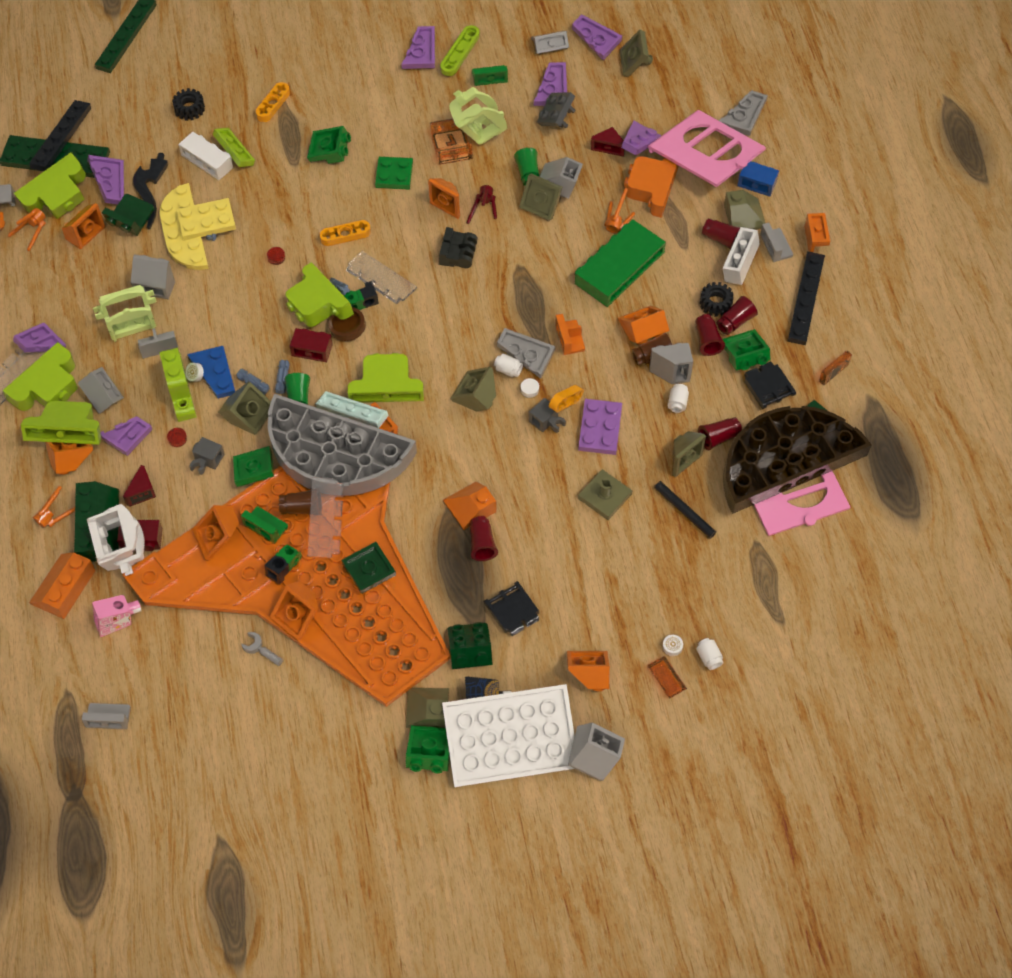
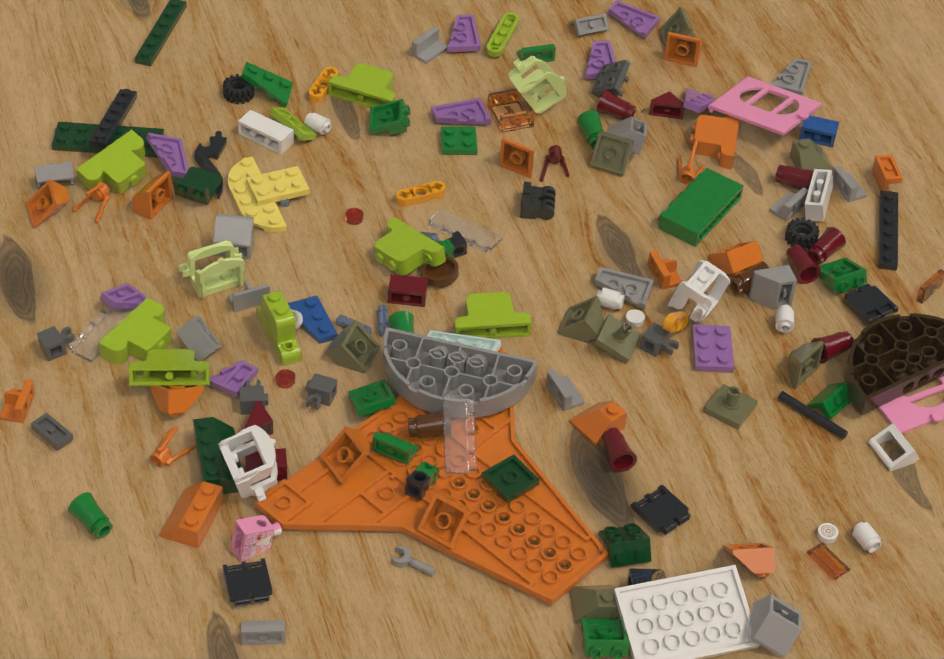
camera: 10 degrees left, 15 degrees down
(101, 662) = (248, 582): none -> black plate
(140, 456) = (250, 395): none -> dark grey brick
(220, 101) = (271, 83): none -> green wing
(258, 148) = (318, 123): none -> white brick
(311, 106) = (363, 86): none -> lime brick
(383, 61) = (428, 46): none -> light grey panel
(405, 140) = (462, 112): none -> medium lavender wing
(444, 467) = (563, 391): none -> light grey panel
(506, 412) = (617, 338): none -> olive tile
(556, 141) = (615, 106): none -> dark red plant
(592, 360) = (697, 284): none -> white animal
(637, 77) = (683, 49): none -> orange slope
(706, 494) = (831, 399): none -> green panel
(710, 263) = (789, 204): none -> light grey panel
(767, 546) = (887, 434): none -> white tile

